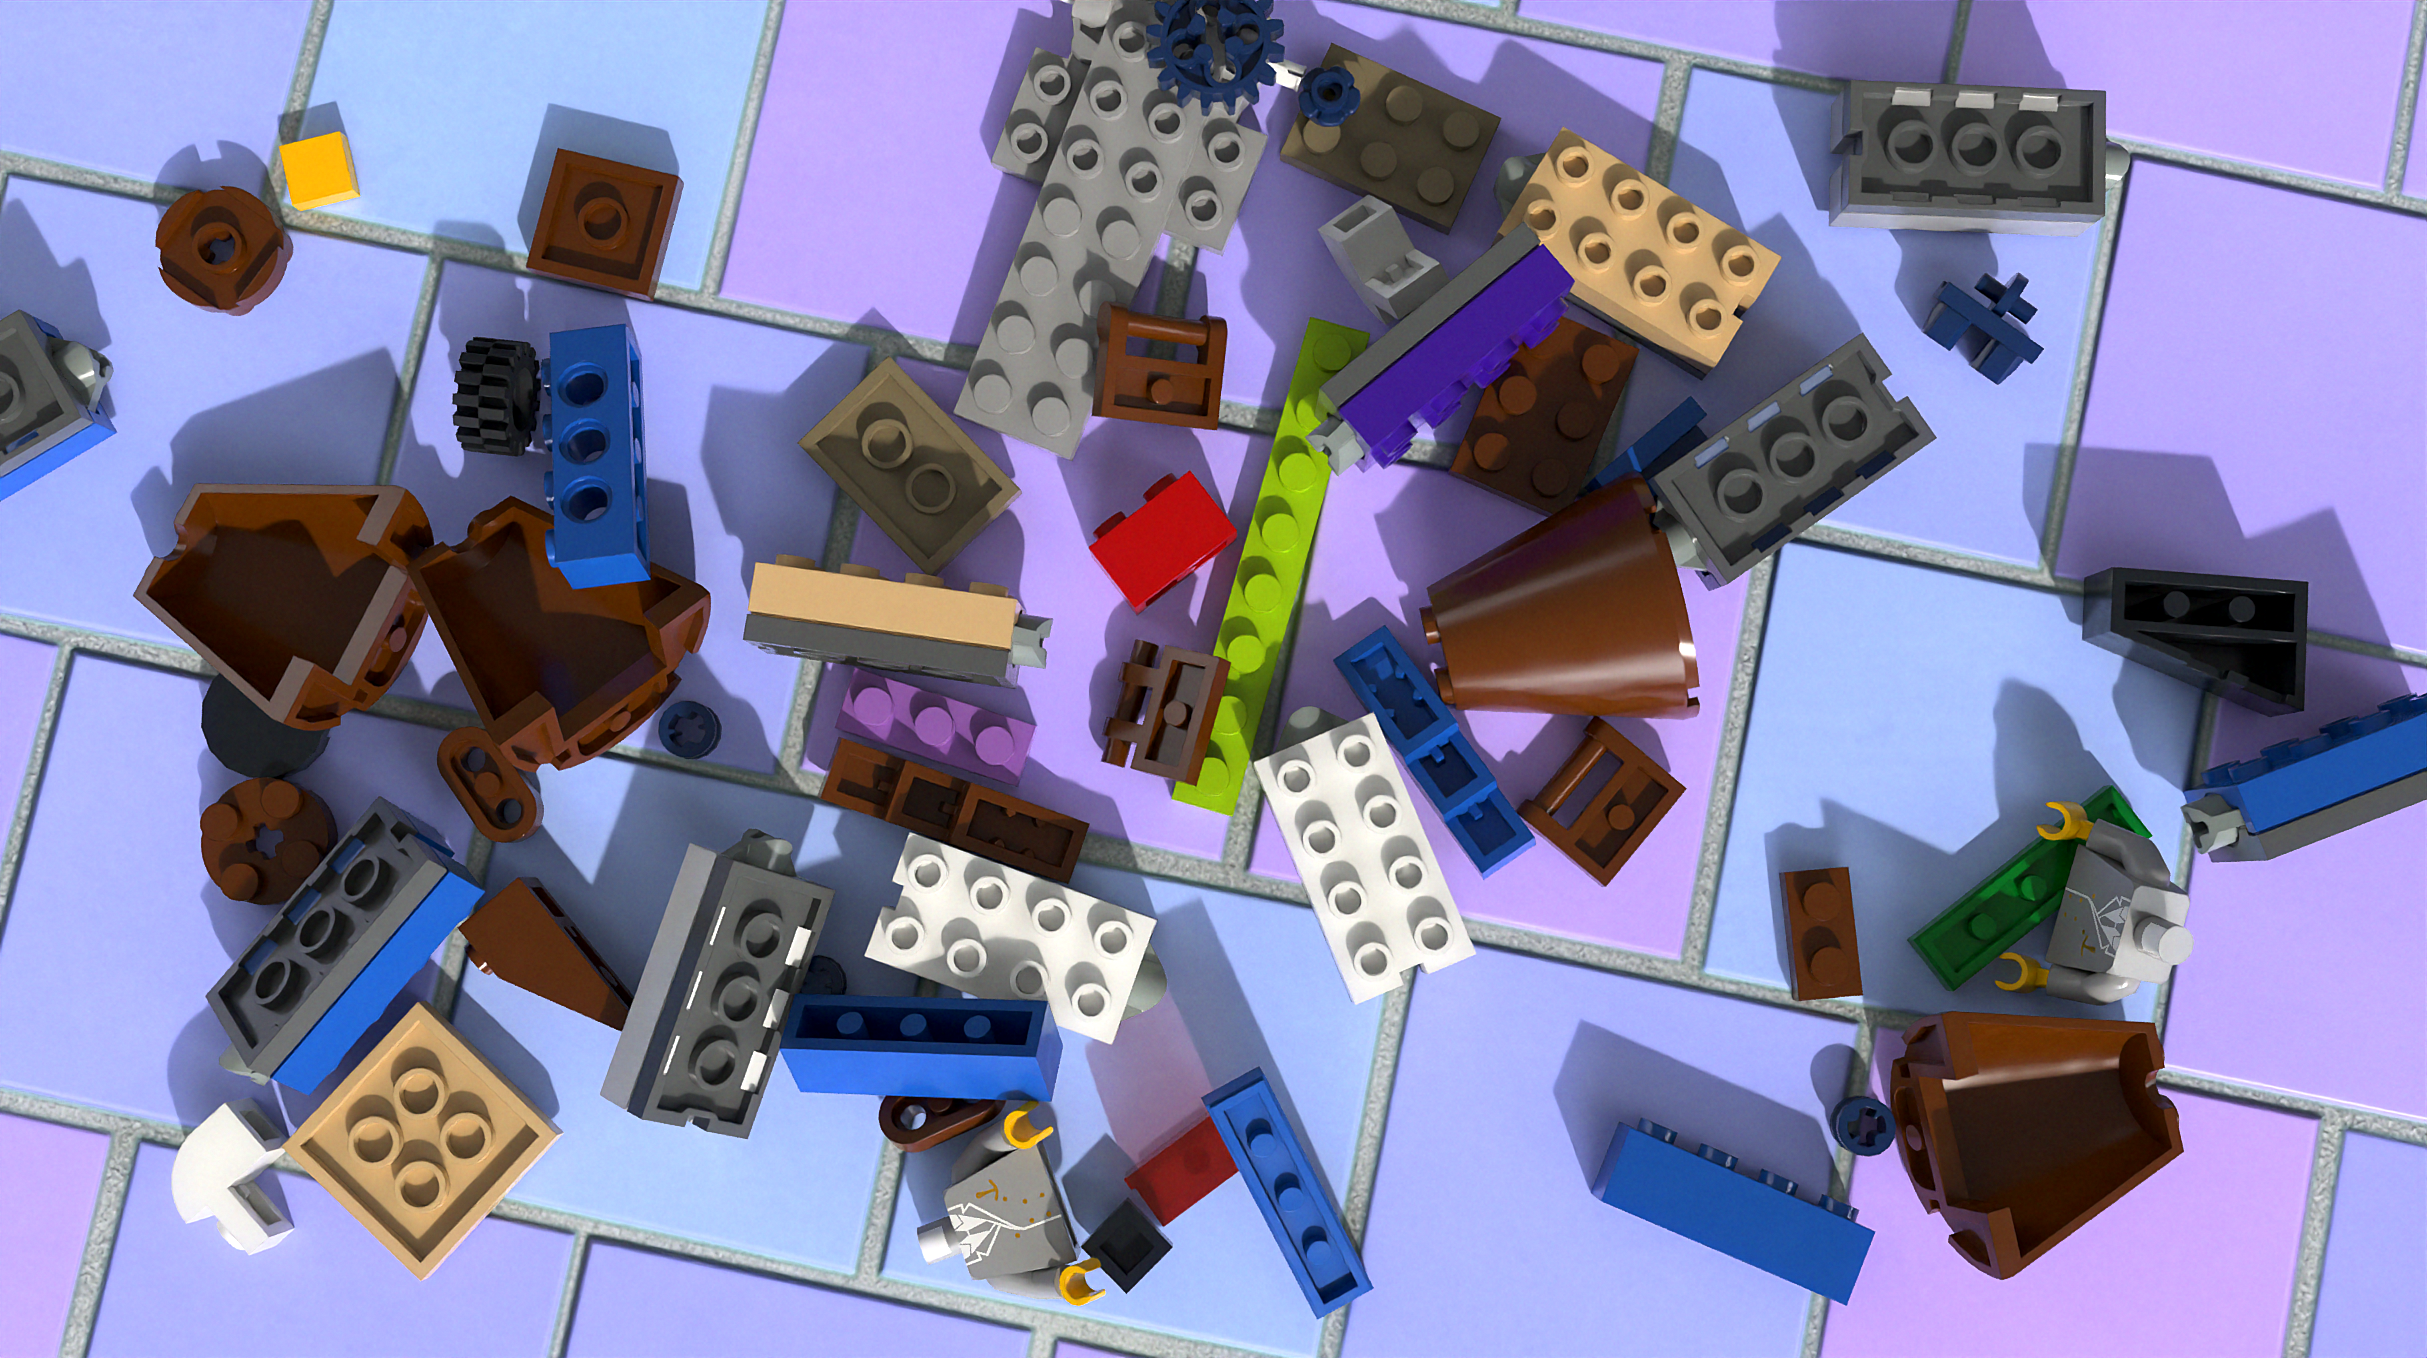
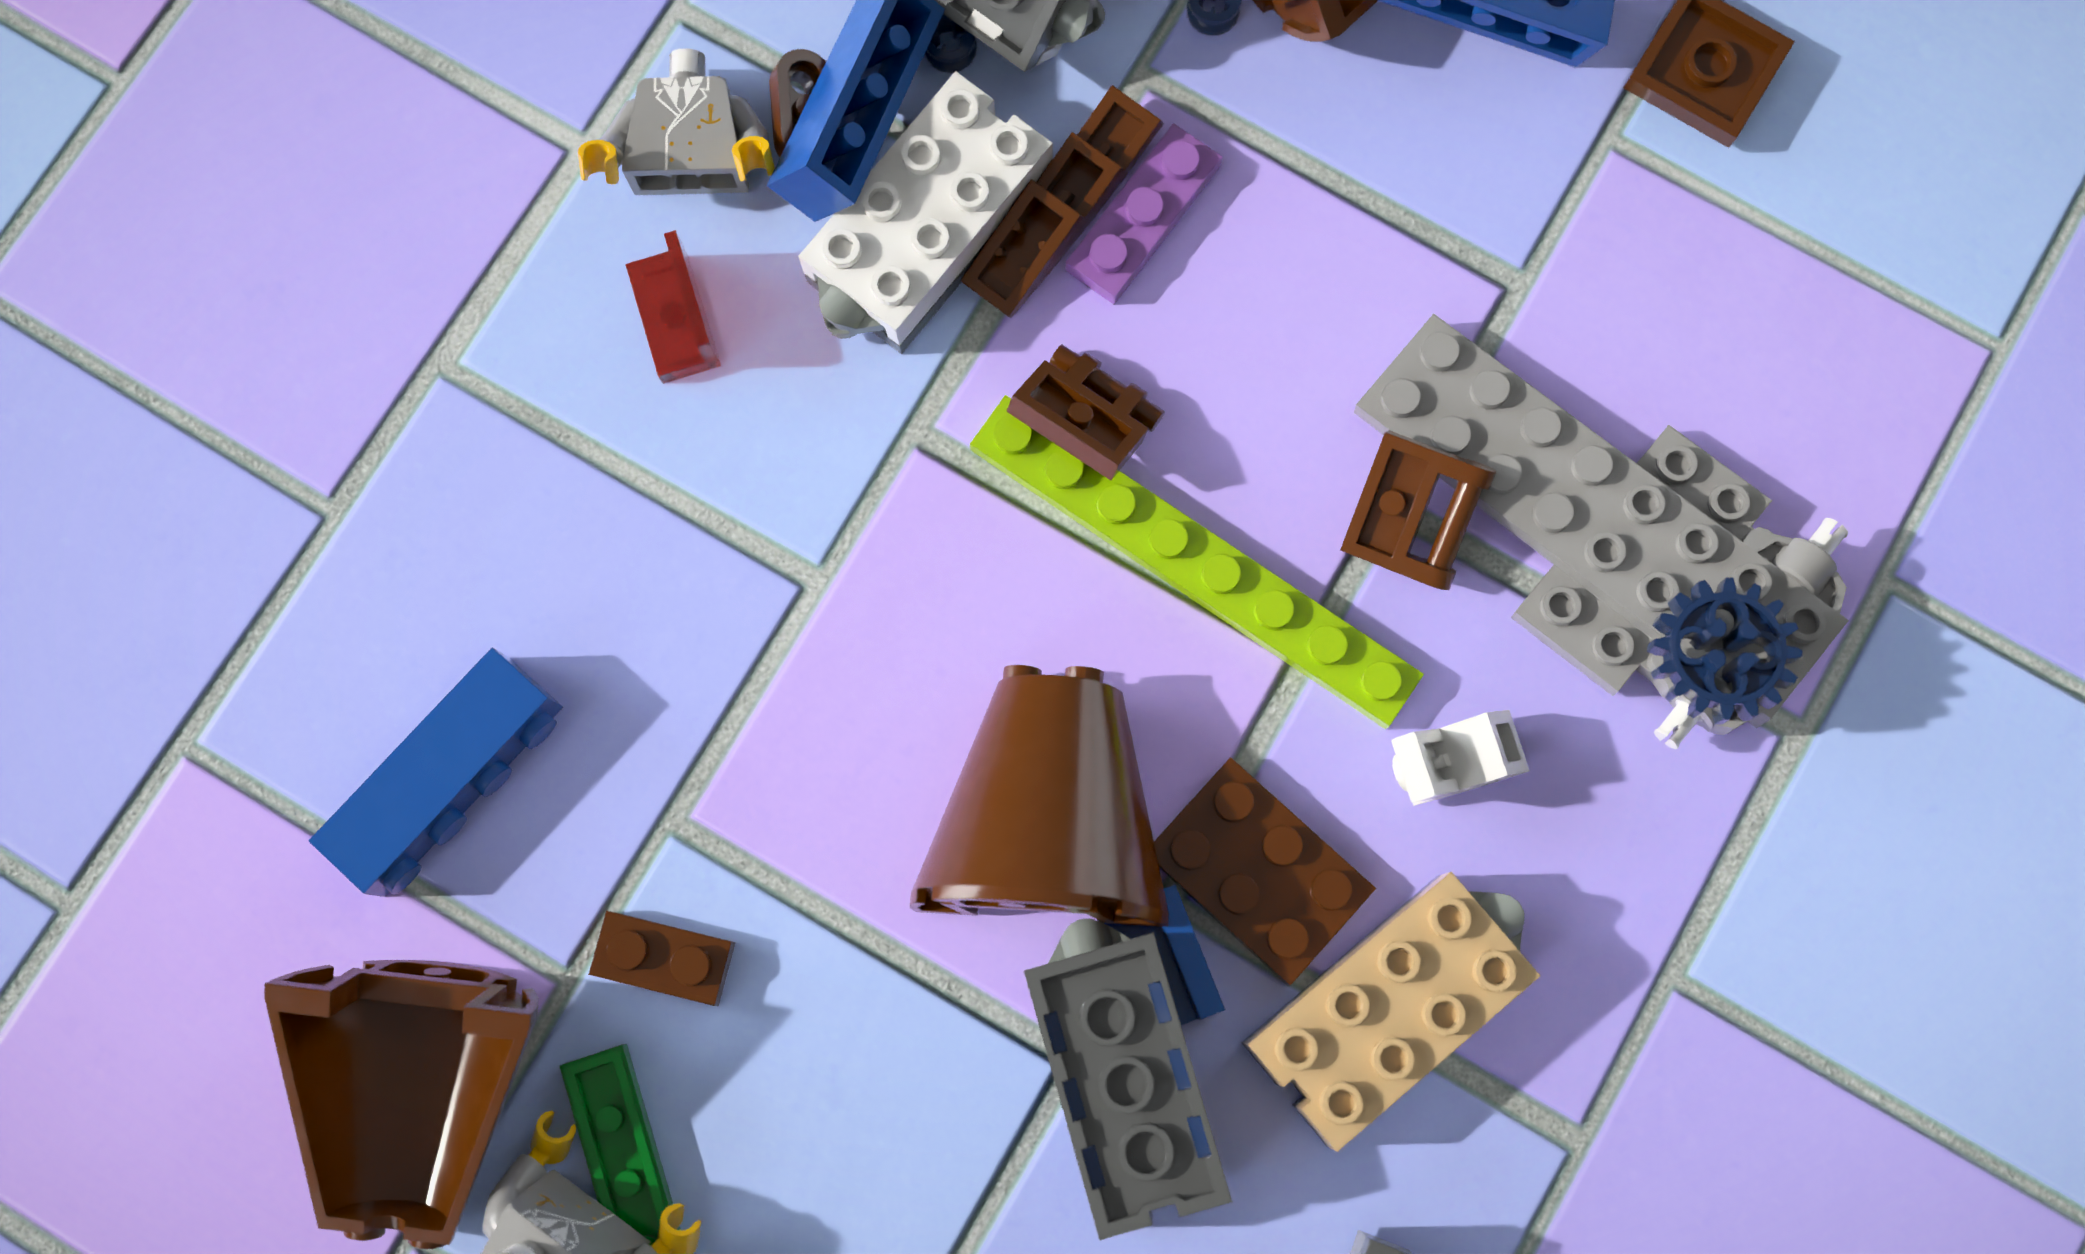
camera: 110 degrees right, 5 degrees down
(892, 624) = (1250, 187): piece -> none
(910, 467) = (1393, 260): dark tan plate -> none
(1127, 1245) = (621, 228): black plate -> none
(1161, 540) = (1249, 461): red brick -> none
(1287, 1192) = (611, 371): blue tile -> none
(1329, 112) = (1623, 758): dark blue plate -> none
(1360, 852) = (892, 543): white piece -> none
(1400, 145) = (1581, 816): dark tan plate -> none
(1435, 752) = (963, 648): blue slope -> none
(1440, 351) = (1343, 762): dark purple piece -> none
(1616, 816) = (843, 799): reddish brown plate -> none
(1876, 1140) = (452, 943): dark blue bush -> none

